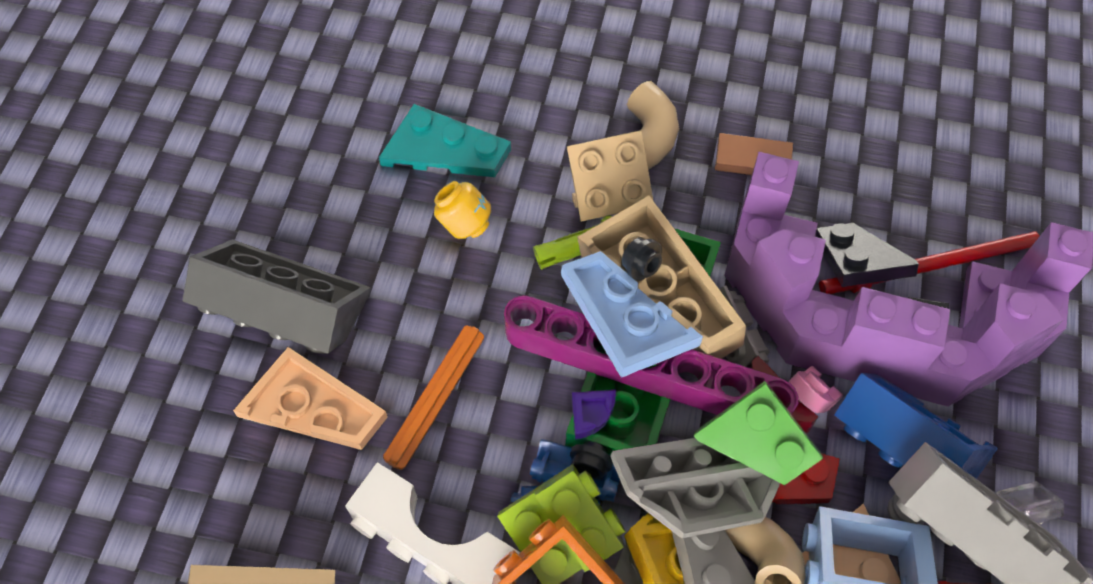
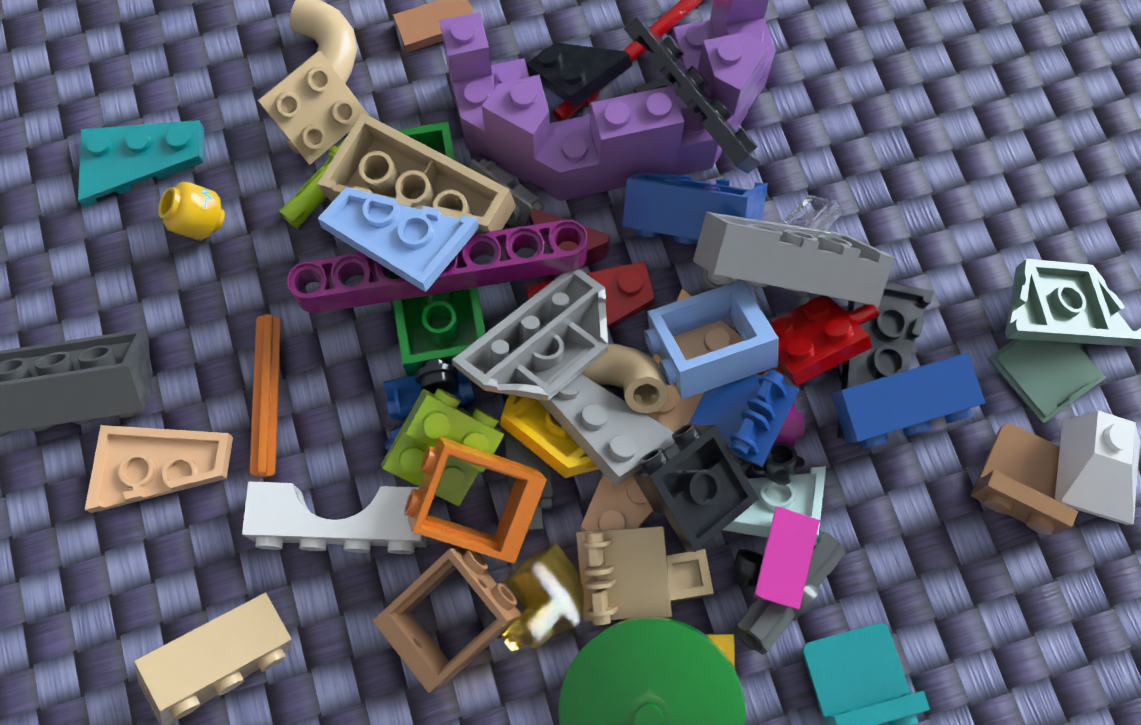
camera: 30 degrees left, 10 degrees up
(591, 411) = (414, 334): dark purple tile -> none
(642, 258) = (387, 175): black plate -> none
(761, 436) = (570, 278): wing -> none
(814, 391) = (595, 214): bright pink plate -> none
(965, 320) = (666, 59): none -> black wing

